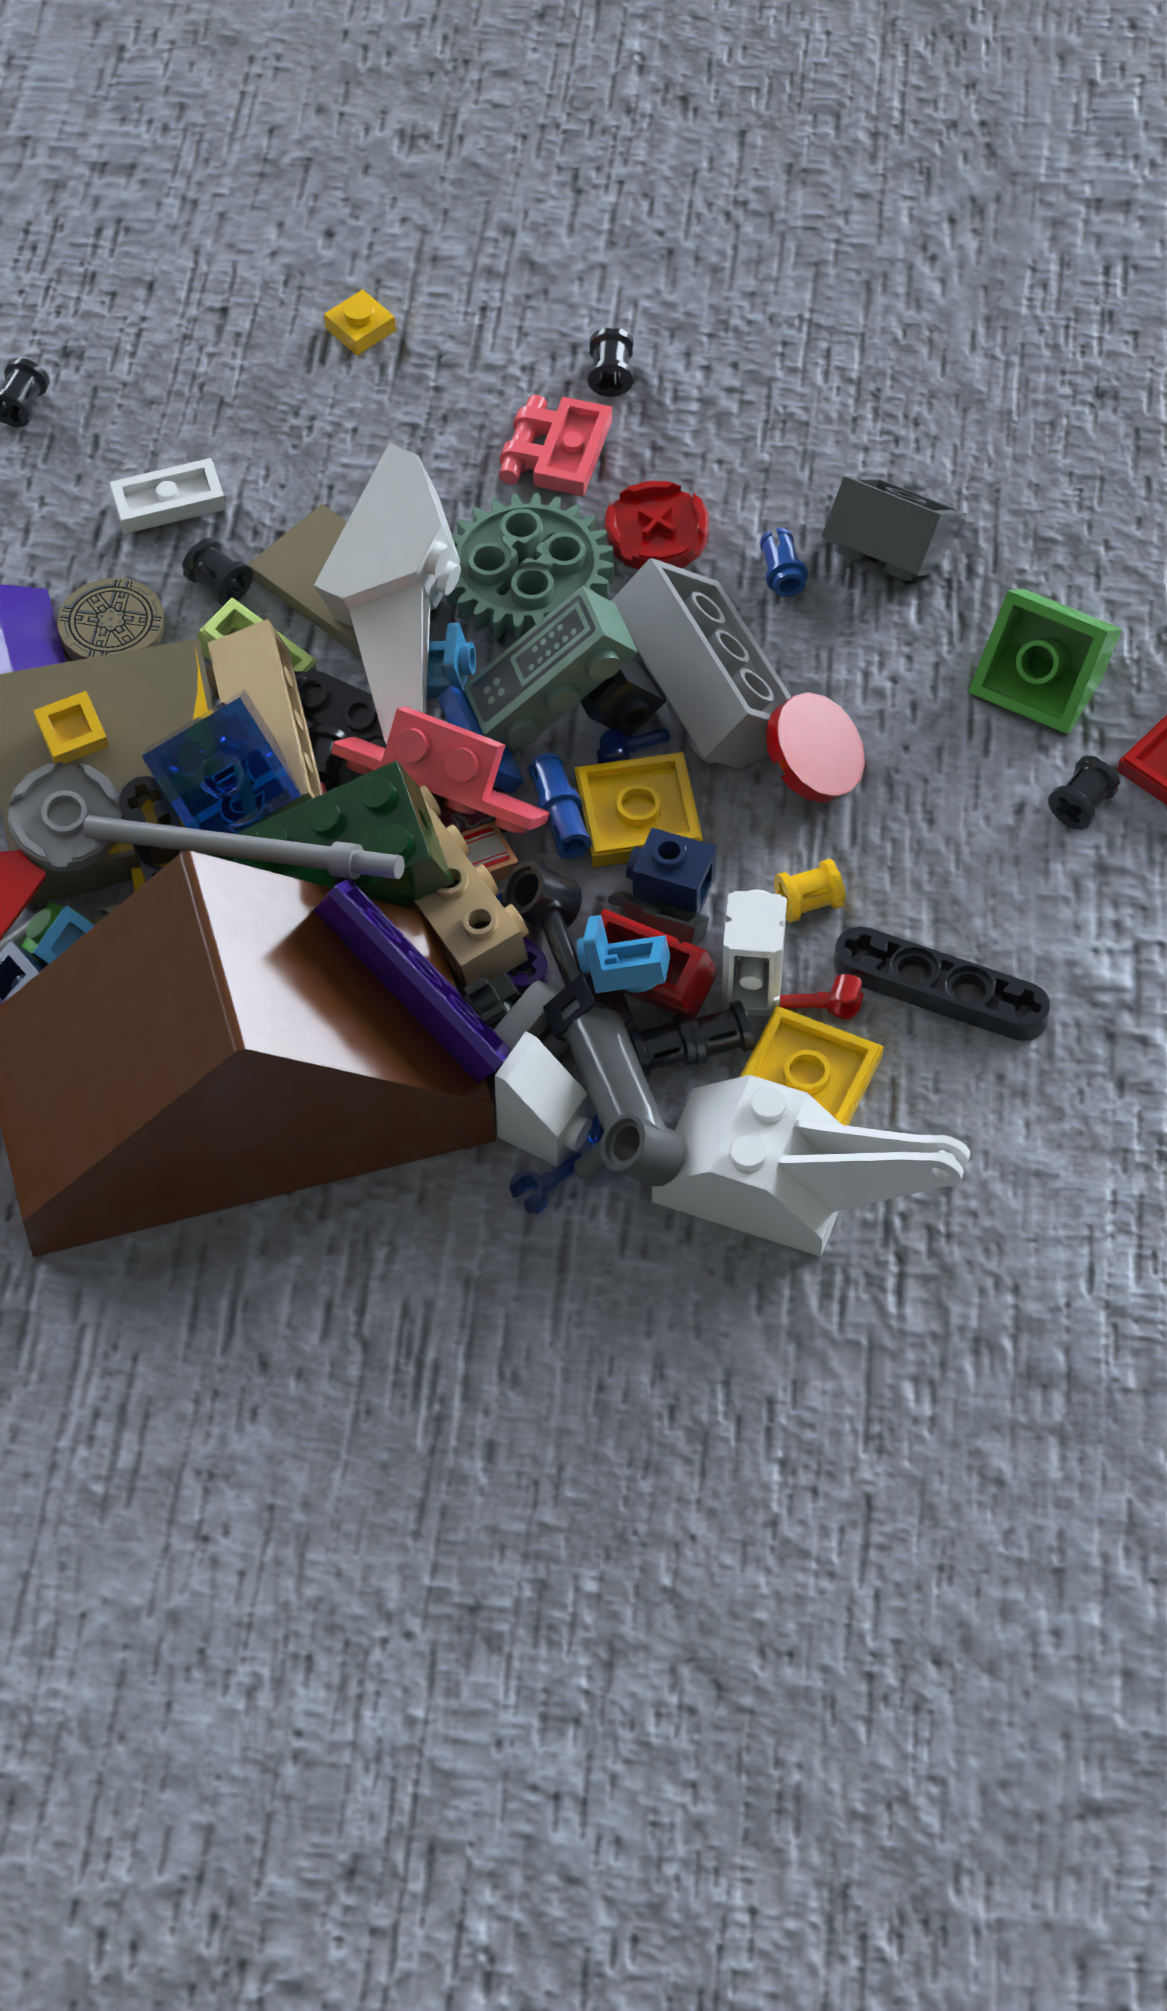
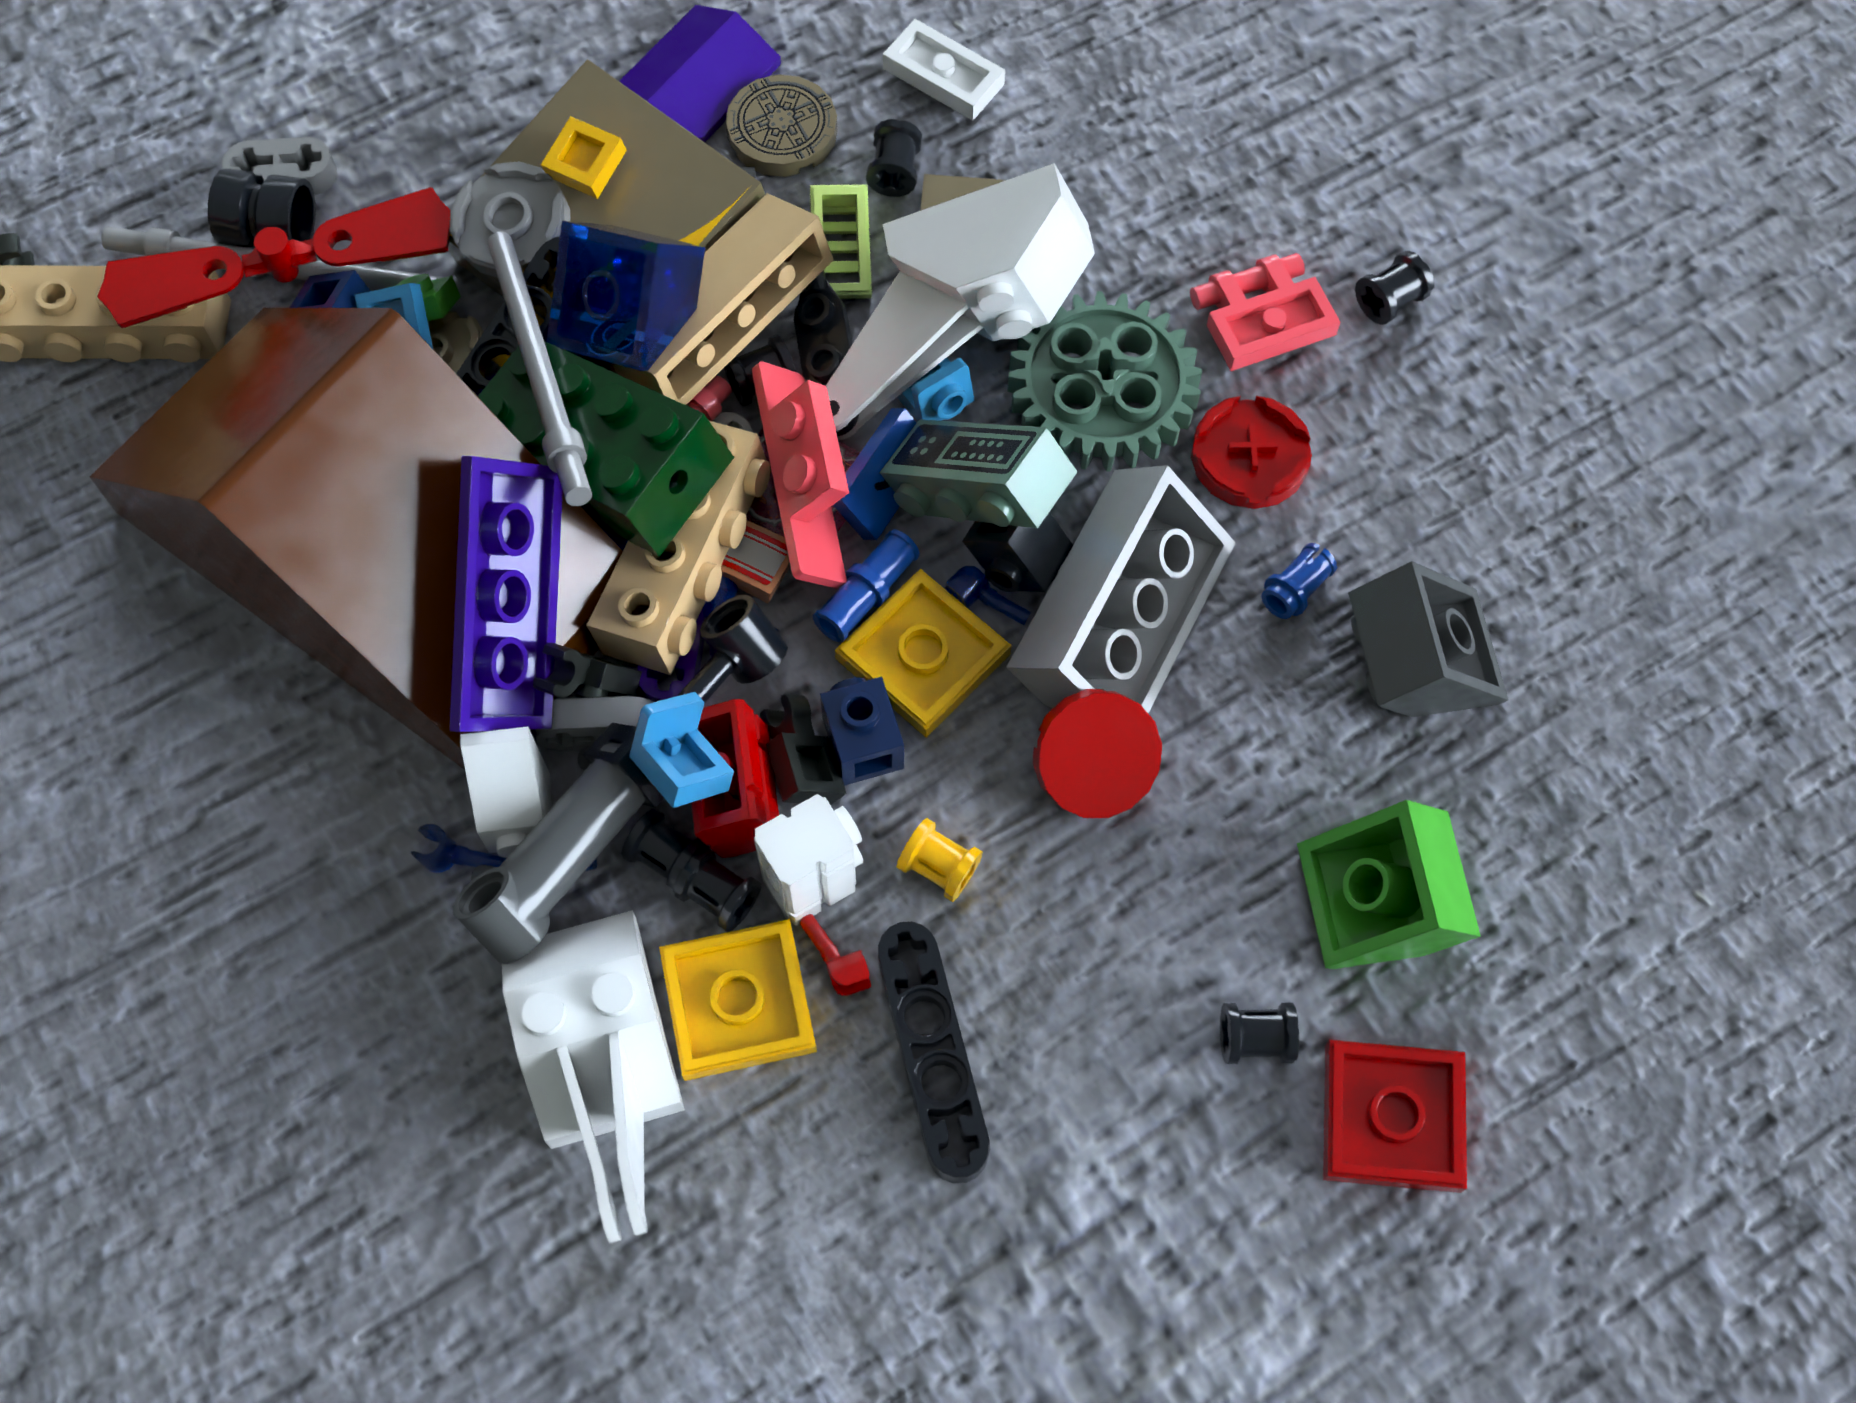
camera: 50 degrees right, 10 degrees up
(359, 322) = (1261, 76): yellow plate -> none

